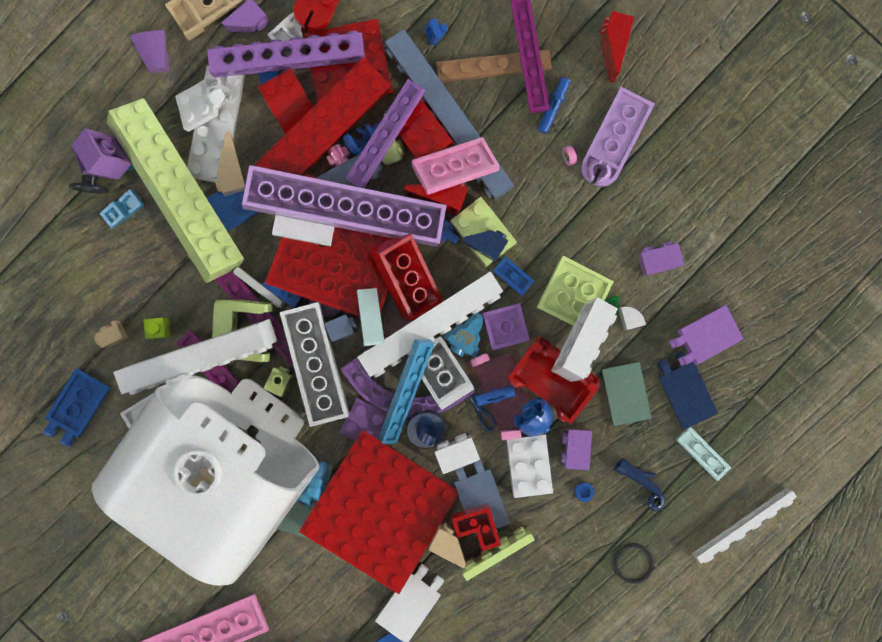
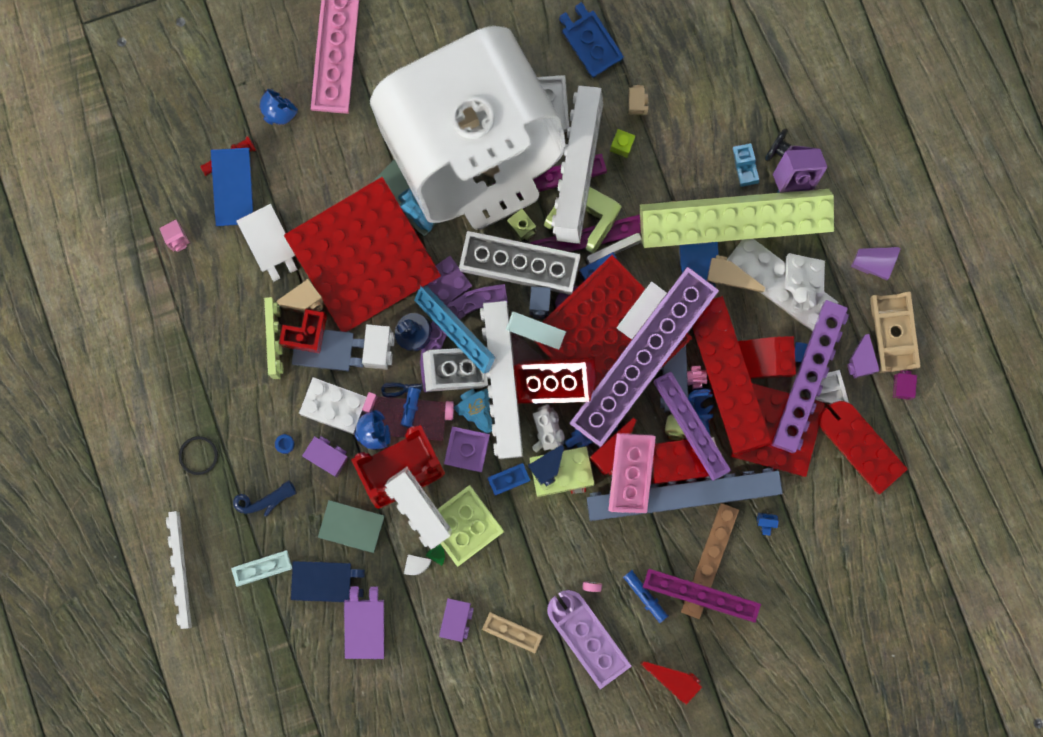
camera: 115 degrees right, 5 degrees down
(453, 261) = (549, 433): none -> white brick
(644, 205) = (512, 632): none -> tan tile

